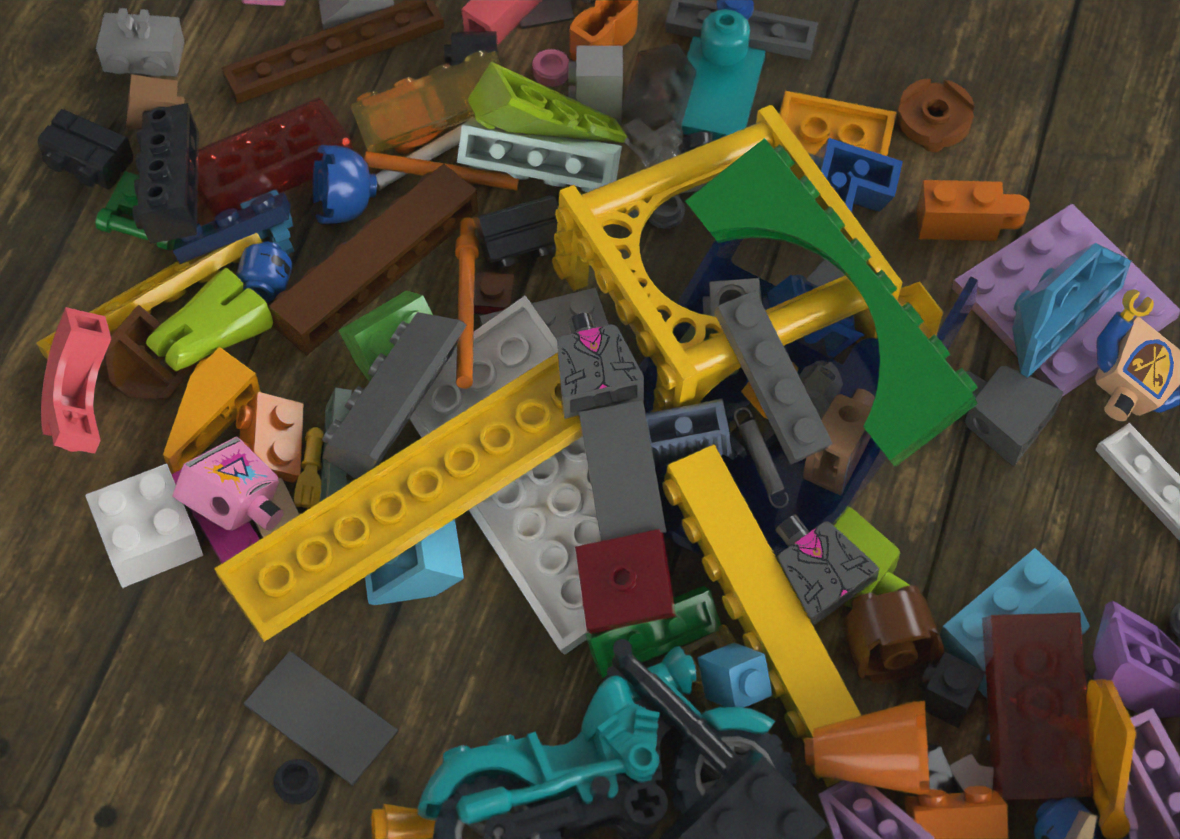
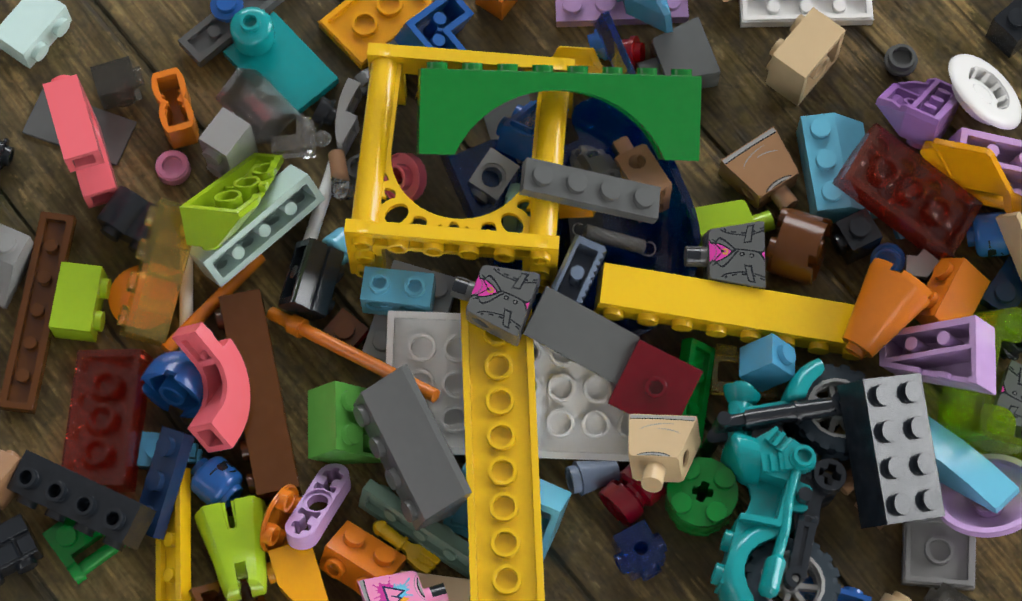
camera: 55 degrees left, 10 degrees up
(260, 338) = (276, 515): none -> orange dish
(321, 365) = (318, 520): none -> lavender beam
(354, 214) = (225, 387): none -> coral arch
(363, 67) = (79, 302): none -> lime brick
(443, 678) = (639, 539): none -> clear blue brick
(497, 589) = (588, 476): none -> sand blue cone
(502, 635) = (627, 498): none -> dark red wheel
(539, 681) = (721, 498): none -> green brick
(551, 291) = (396, 291): none -> medium azure brick
(557, 621) = (661, 448): none -> tan torso
(683, 245) = (410, 175): none -> coral plate
(951, 556) = (762, 171): none -> medium nougat torso
(954, 737) = (891, 253): none -> blue plate
(967, 334) = (595, 42): none -> blue plate
(979, 360) = (634, 49): none -> red plate
(1107, 515) = (804, 55): none -> tan brick

